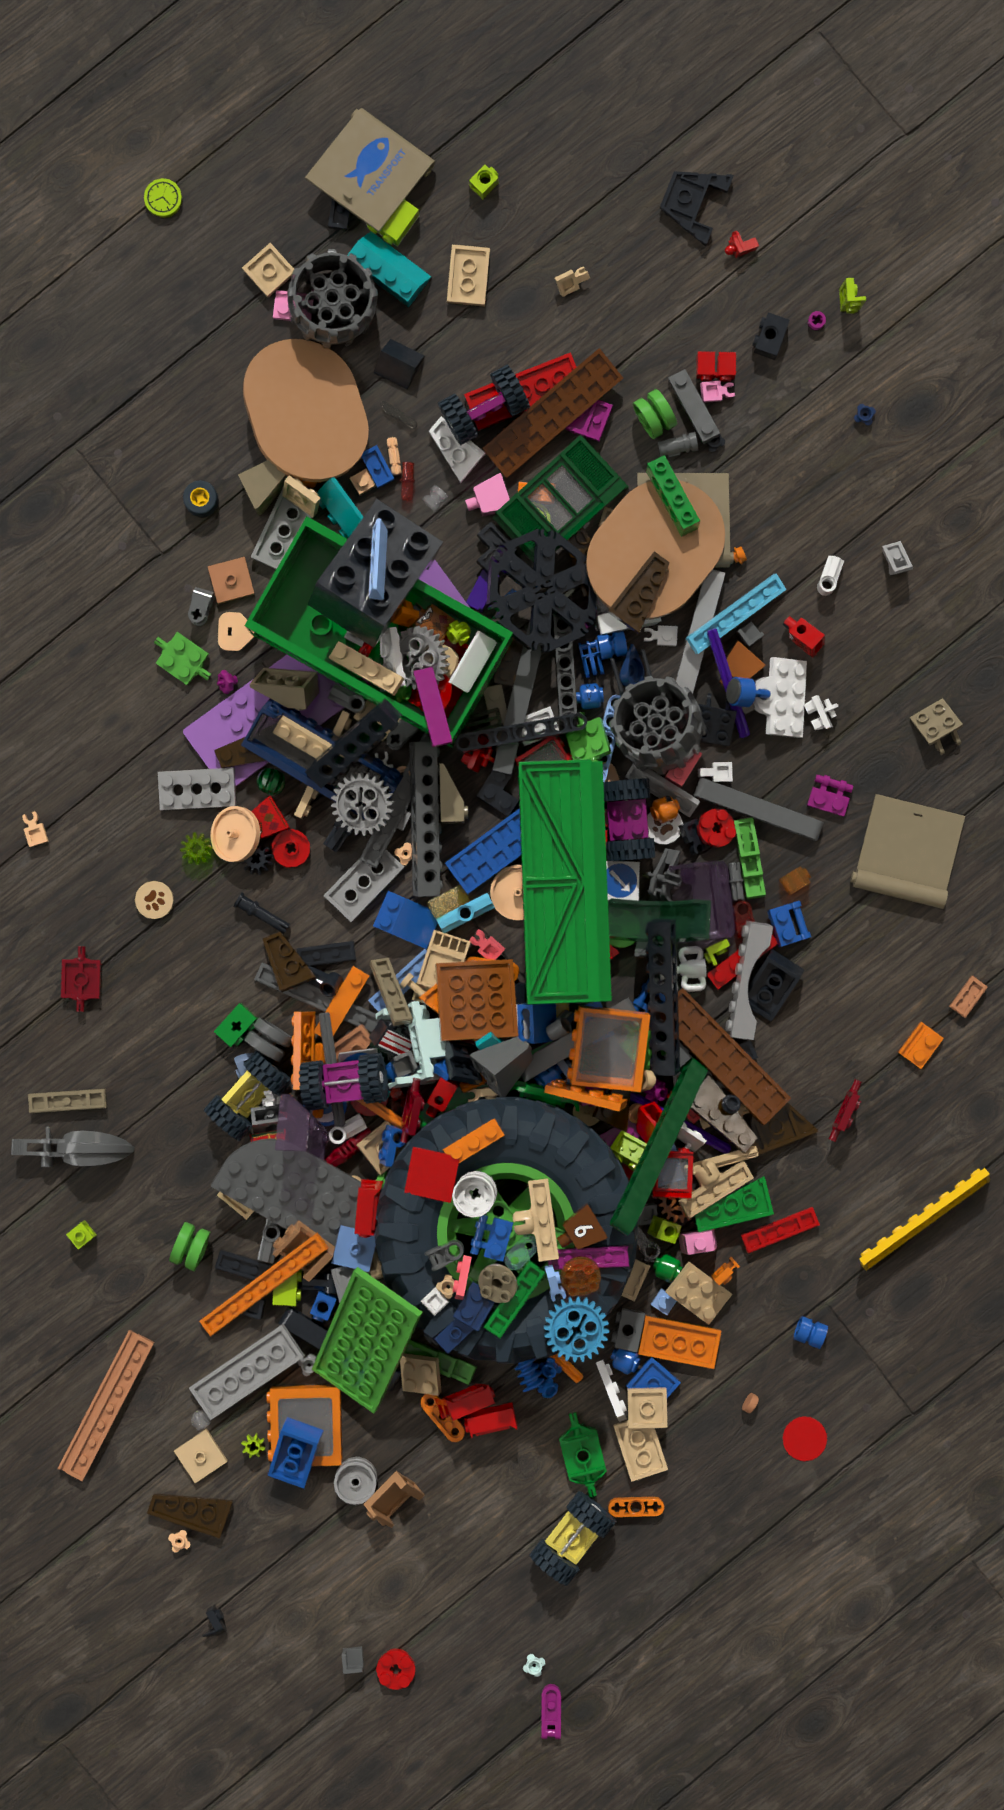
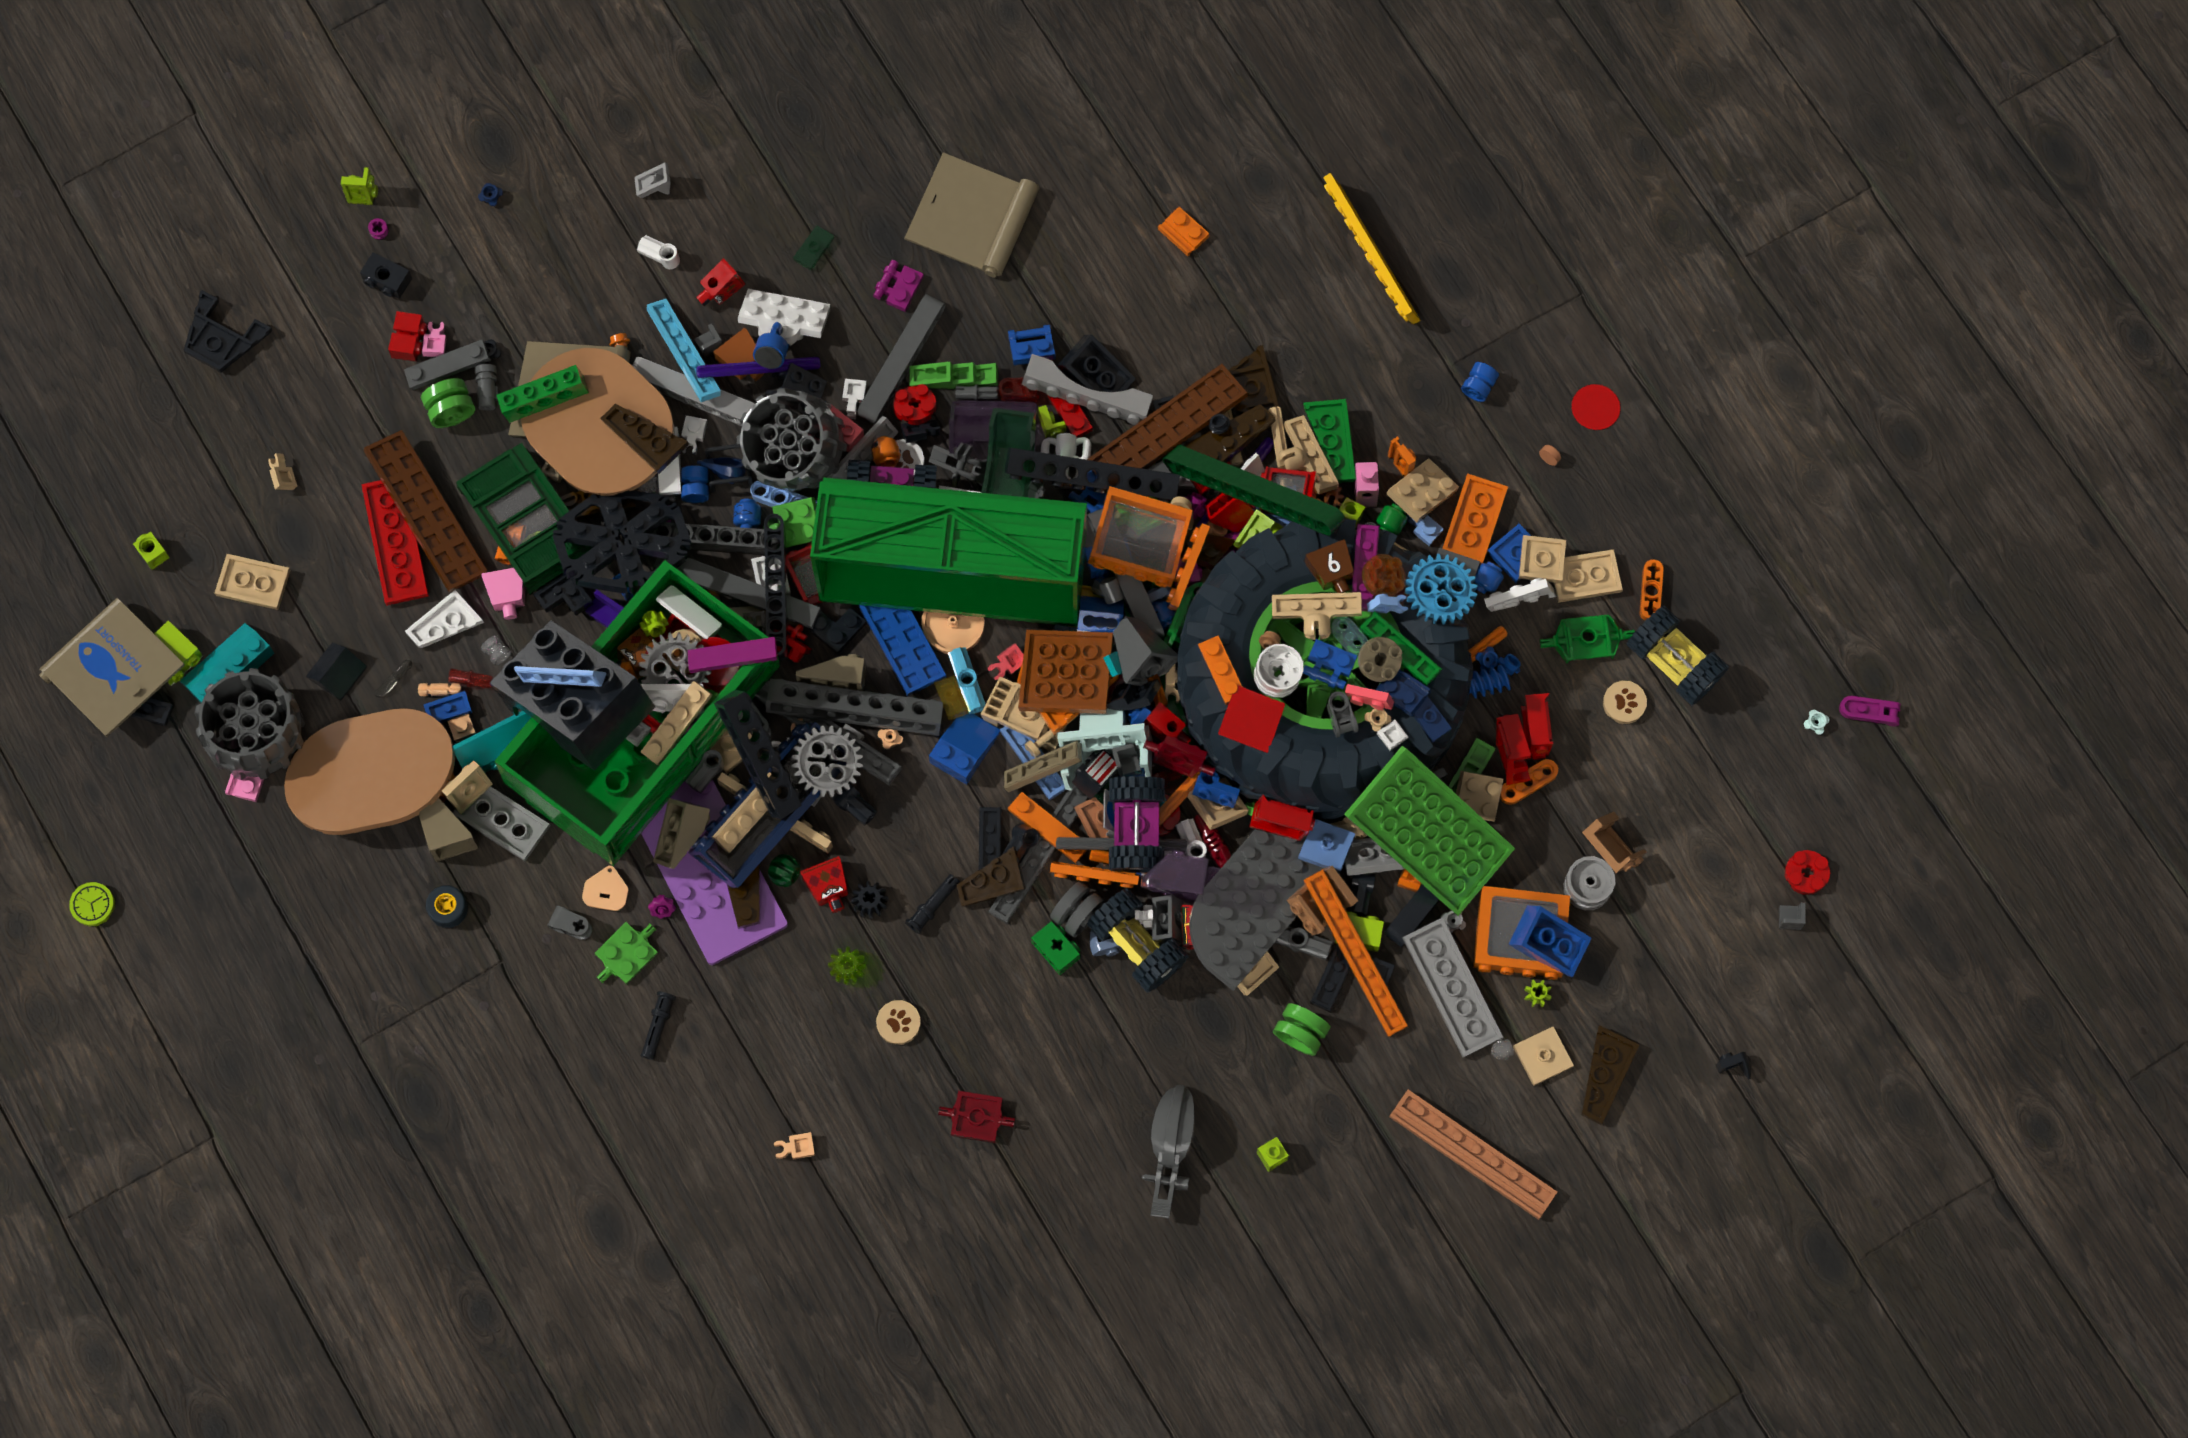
camera: 85 degrees left, 15 degrees down
(67, 1100) = (1115, 1151): dark tan plate -> none
(132, 697) = (660, 1015): none -> black pin
(182, 1535) = (1635, 1098): light nougat plate -> none
(187, 779) = (767, 945): light grey plate -> none
(231, 580) = (546, 887): nougat plate -> none
(235, 834) = (837, 916): light nougat piece -> none
(268, 270) = (200, 796): tan plate -> none
(287, 837) = (859, 849): red plate -> none
(329, 1299) = (1387, 885): blue brick -> none
(364, 895) = (930, 788): light grey plate -> none
(505, 1182) = (1268, 639): none -> medium nougat plate
(509, 393) = (397, 548): black plate -> none
(528, 1493) = (1624, 702): none -> tan tile
(591, 656) = (709, 508): blue arm -> none
(592, 421) = (443, 472): magenta wing -> none
(739, 247) = (280, 296): red piece -> none
(780, 1230) = (1364, 399): red plate -> none
(795, 880) = (985, 331): clear orange brick -> none
(816, 705) = (797, 284): white hips -> none
(843, 1118) = (1243, 311): dark red plate -> none
(855, 713) = (813, 248): none -> clear green plate
(936, 723) = (837, 165): dark tan plate -> none
(968, 996) = (1138, 176): nougat plate -> none

